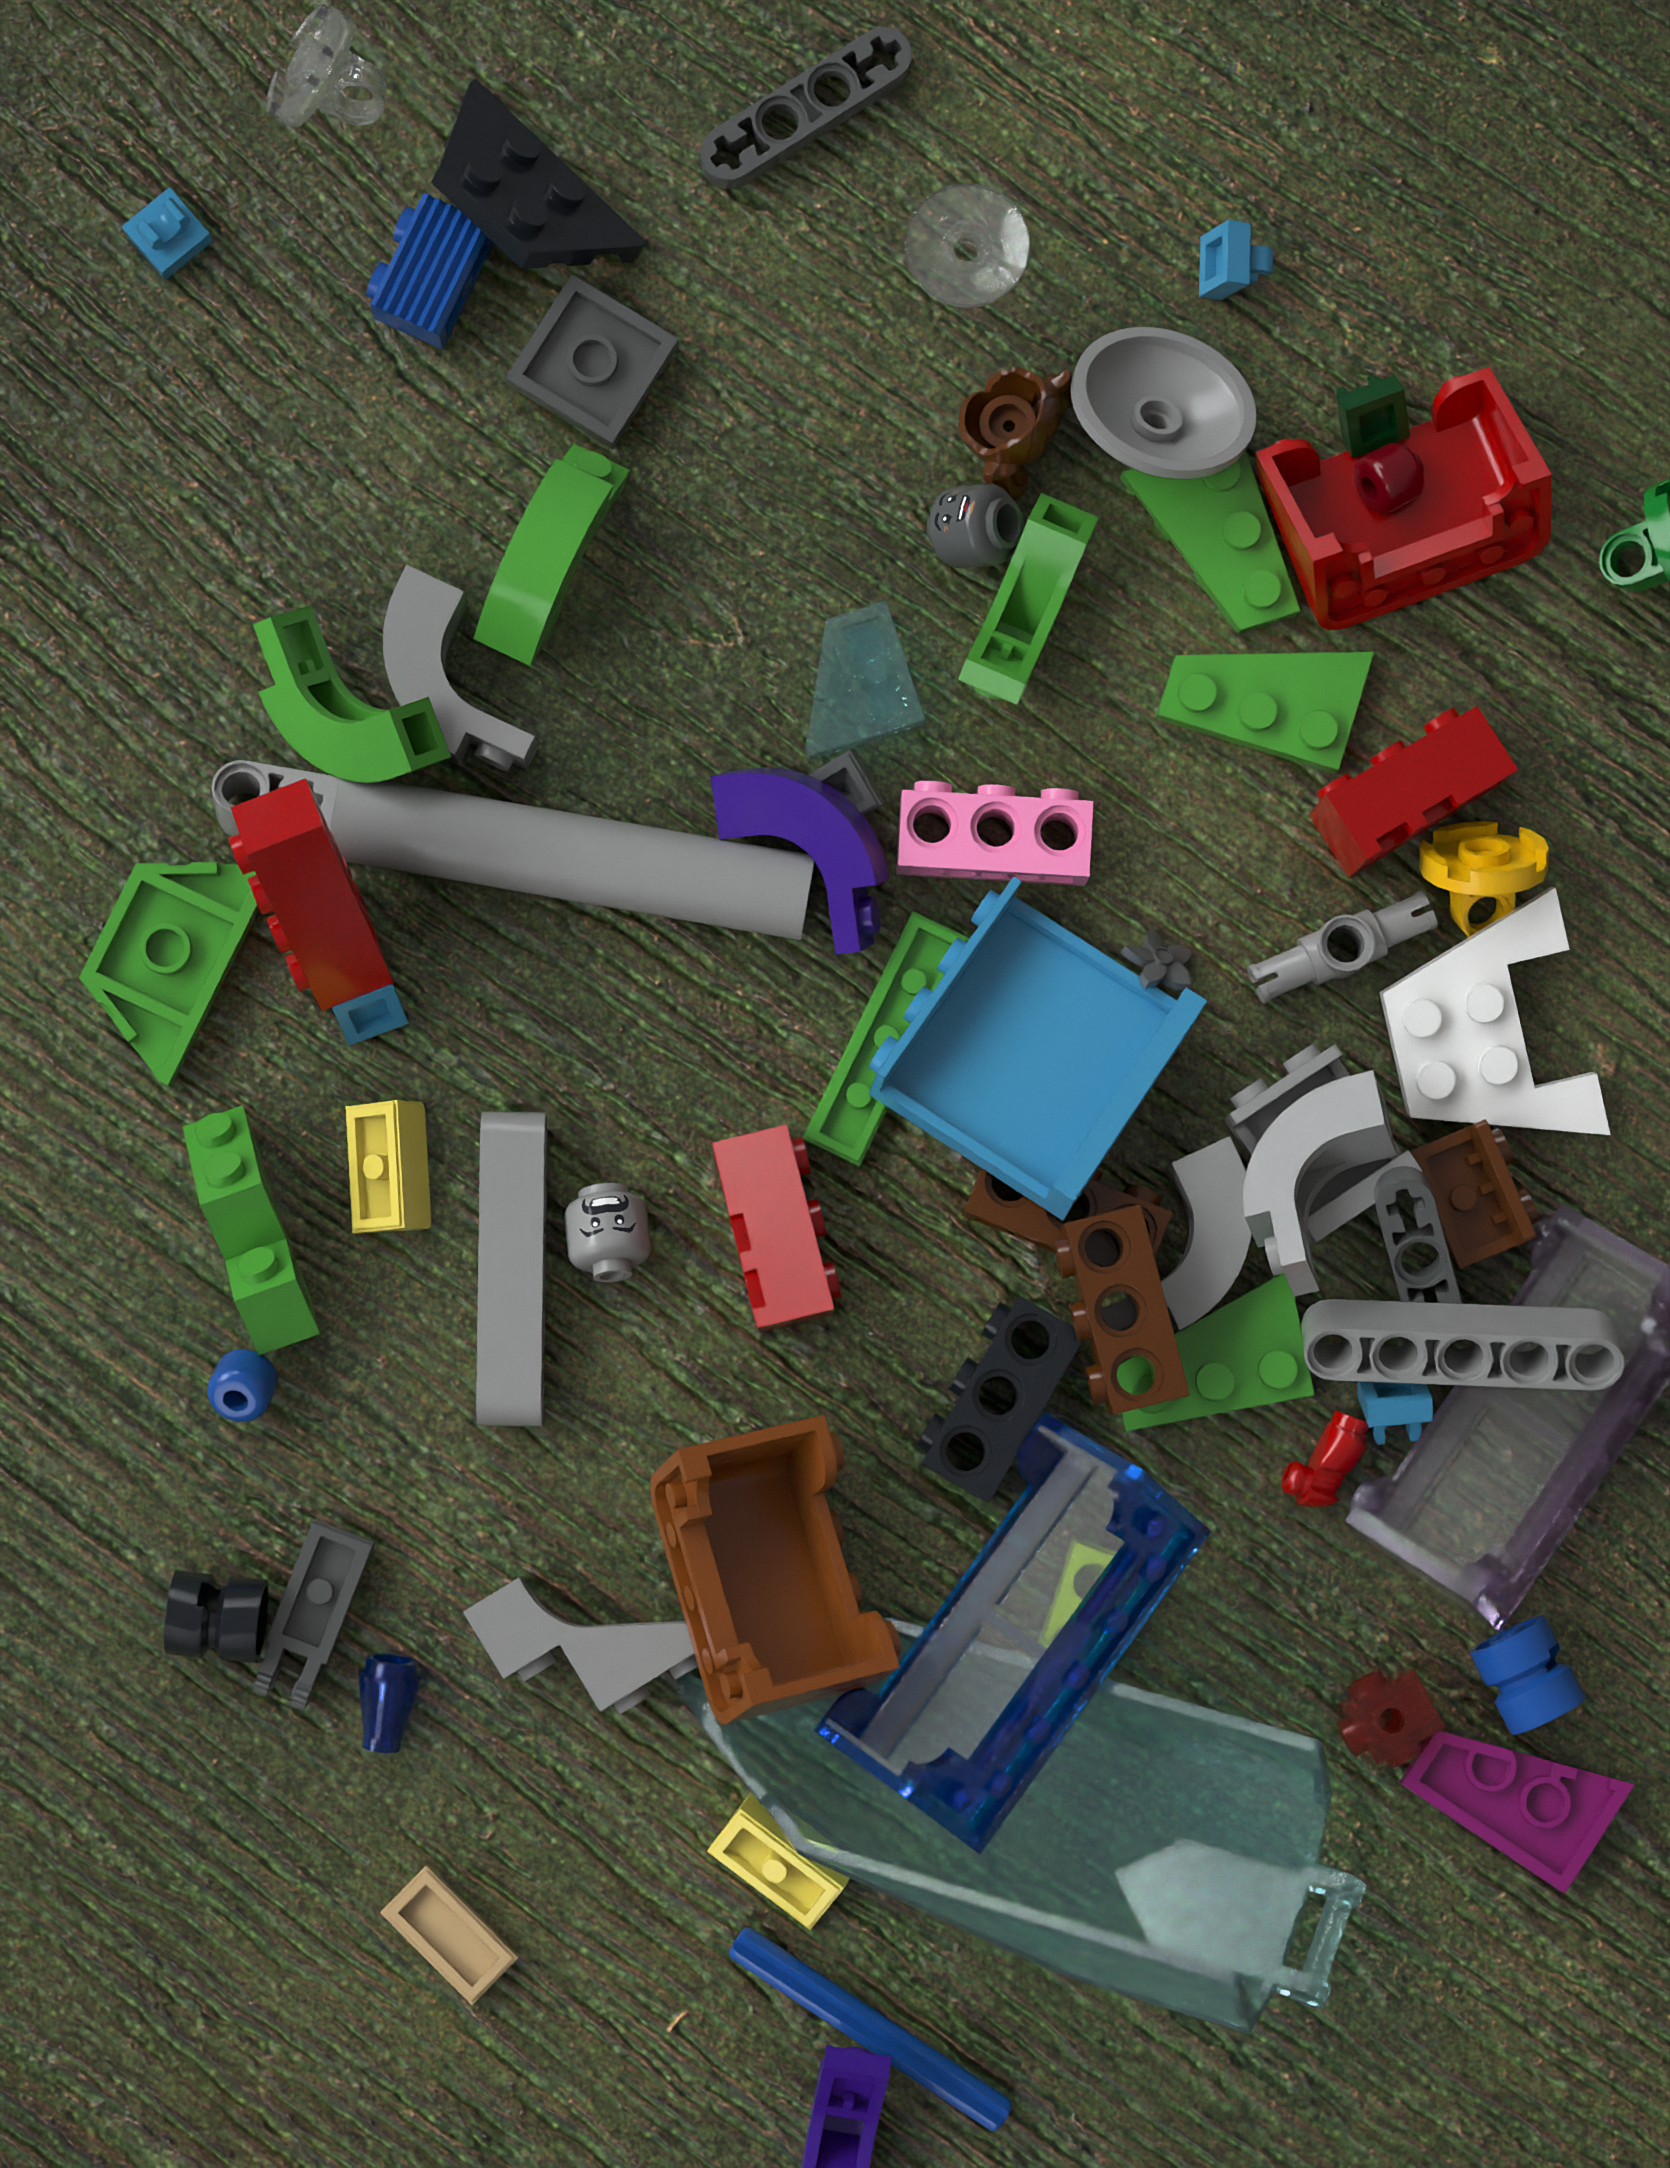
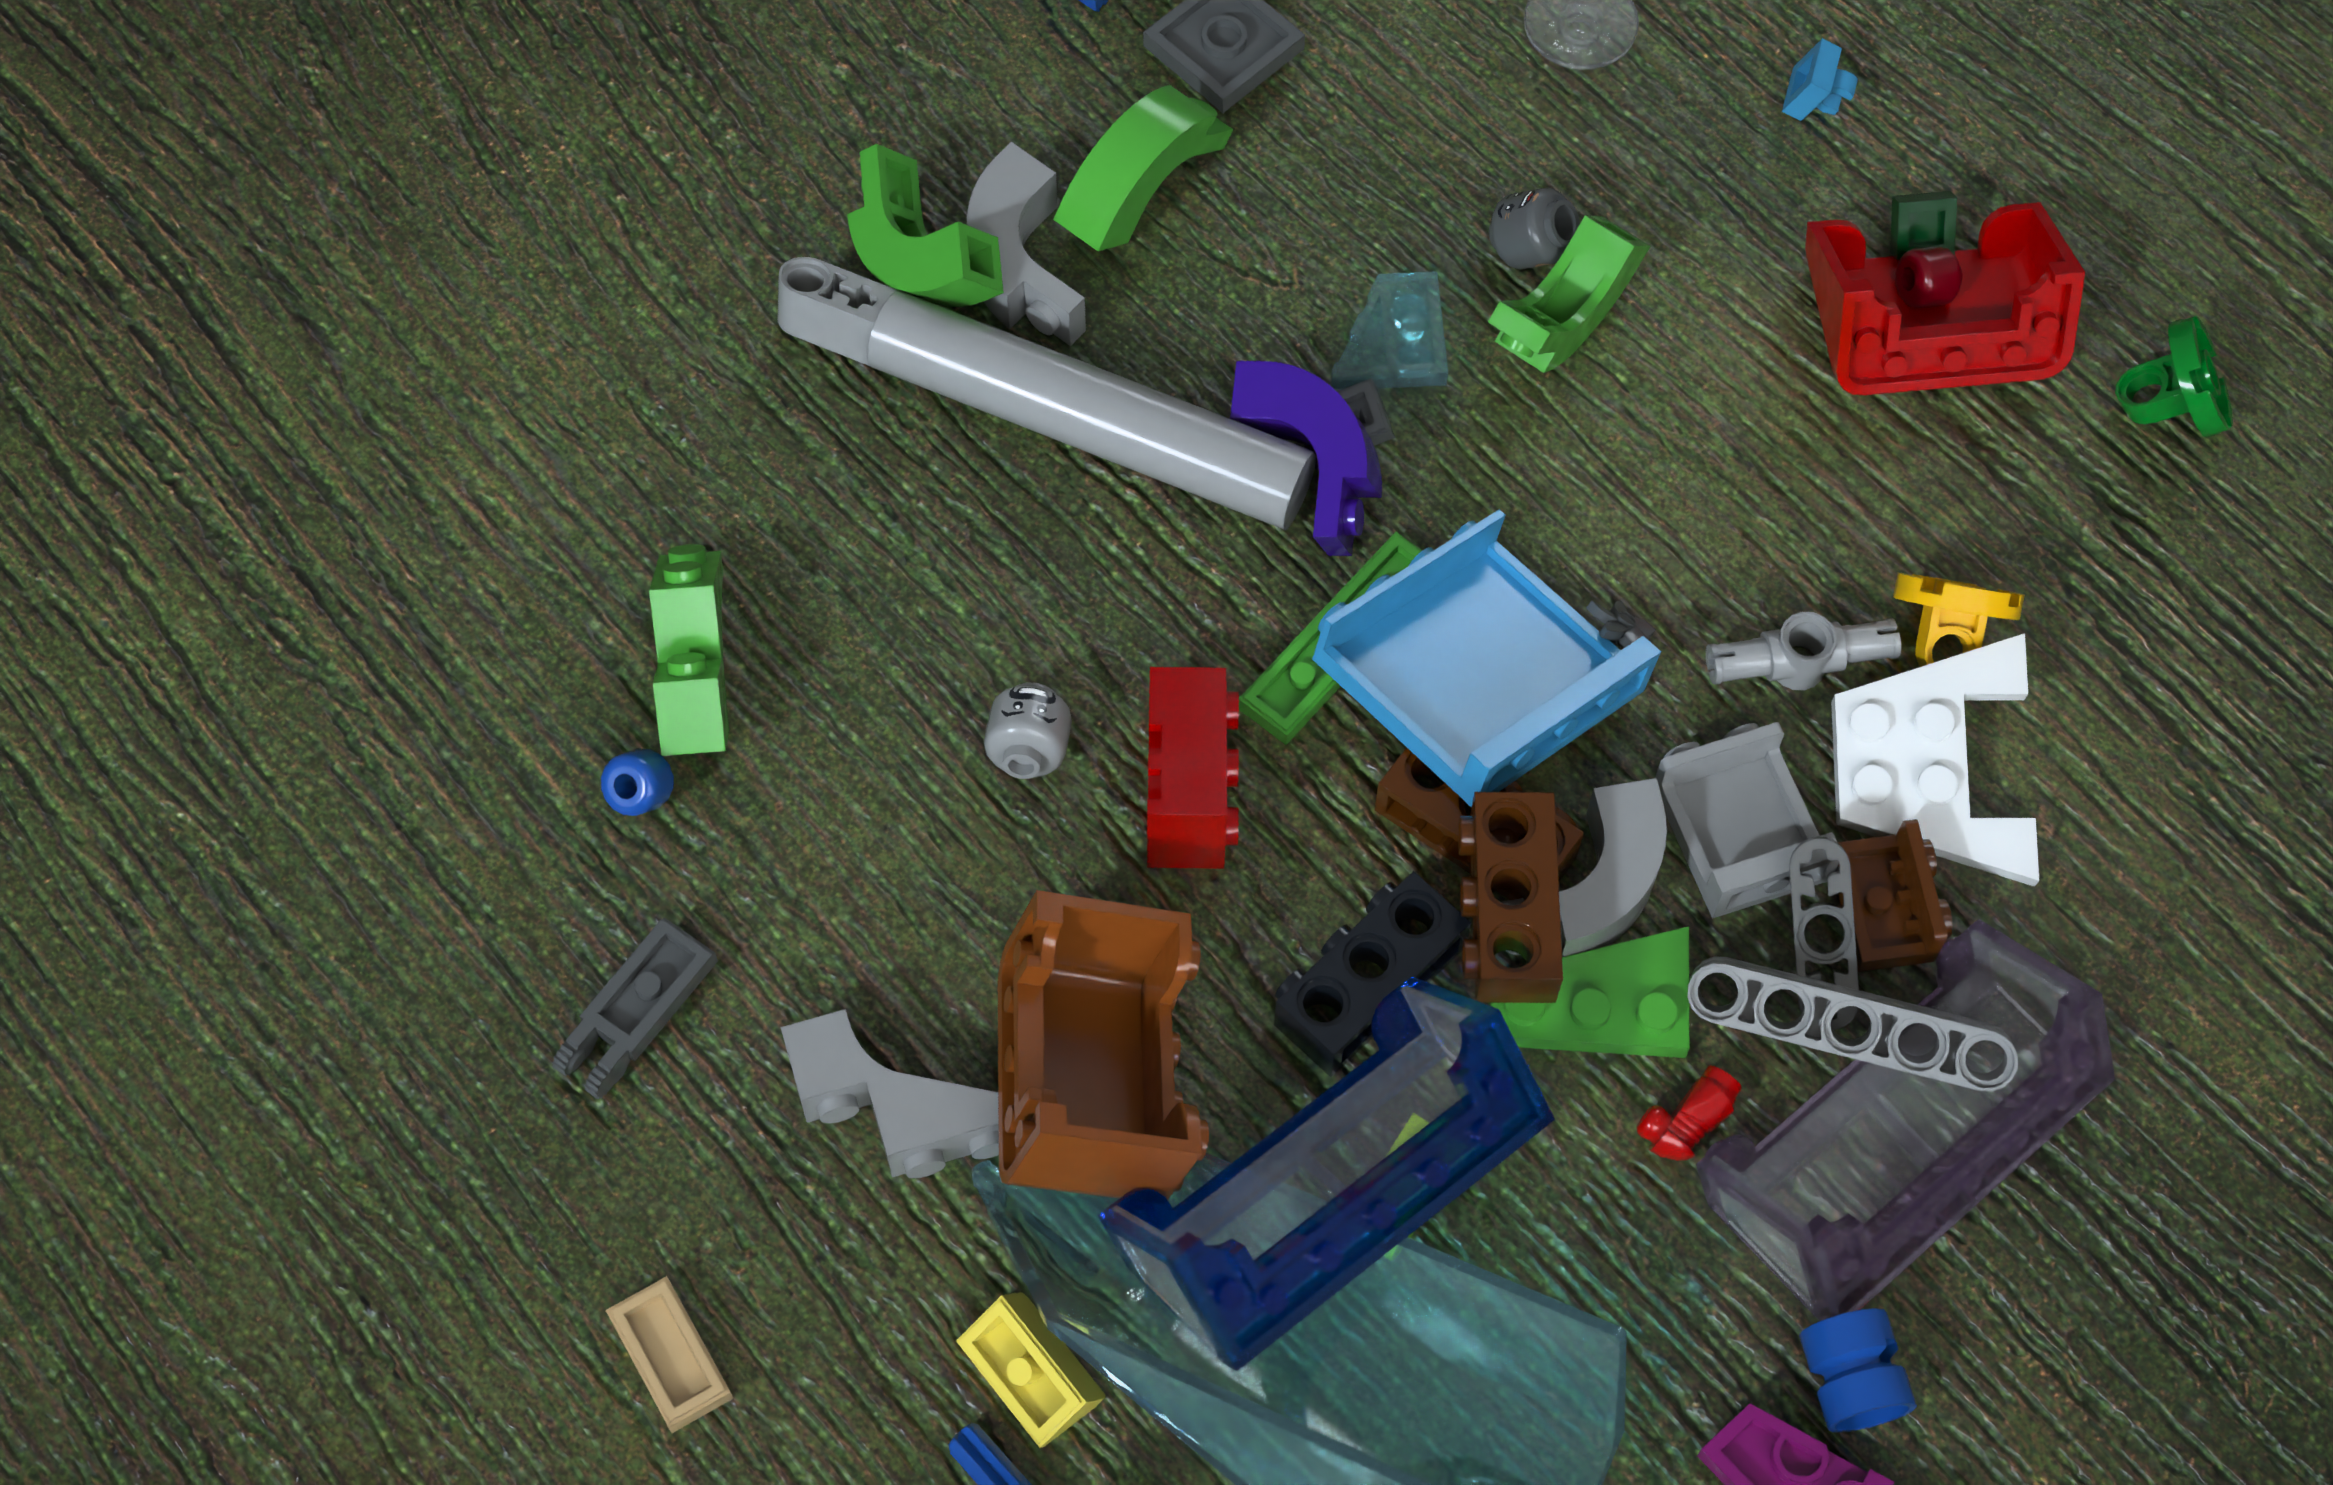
camera: 25 degrees right, 20 degrees down
(169, 955) = (700, 408): bright green wing -> none
(216, 1616) = (531, 977): black wheel -> none
(311, 894) = (838, 341): red wedge -> none
(370, 1014) = (862, 490): dark azure tile -> none
(386, 1698) = (680, 1104): clear blue cone -> none
(388, 1167) = (839, 636): light yellow slope -> none
(511, 1269) = (925, 746): light grey beam -> none
(968, 857) = (1459, 495): bright pink brick -> none
(1016, 400) = (1595, 157): reddish brown hair -> none
(1163, 403) = (1729, 169): light grey dish -> none
(1224, 539) = (1763, 290): bright green wing -> none
(1270, 701) = (1776, 438): bright green wing -> none
(1298, 1154) = (1727, 807): light grey arch -> none
(1395, 1404) = (1771, 1070): dark azure tile -> none
(1410, 788) = (1885, 525): red wedge -> none
(1411, 1717) = (1700, 1373): clear red brick -> none

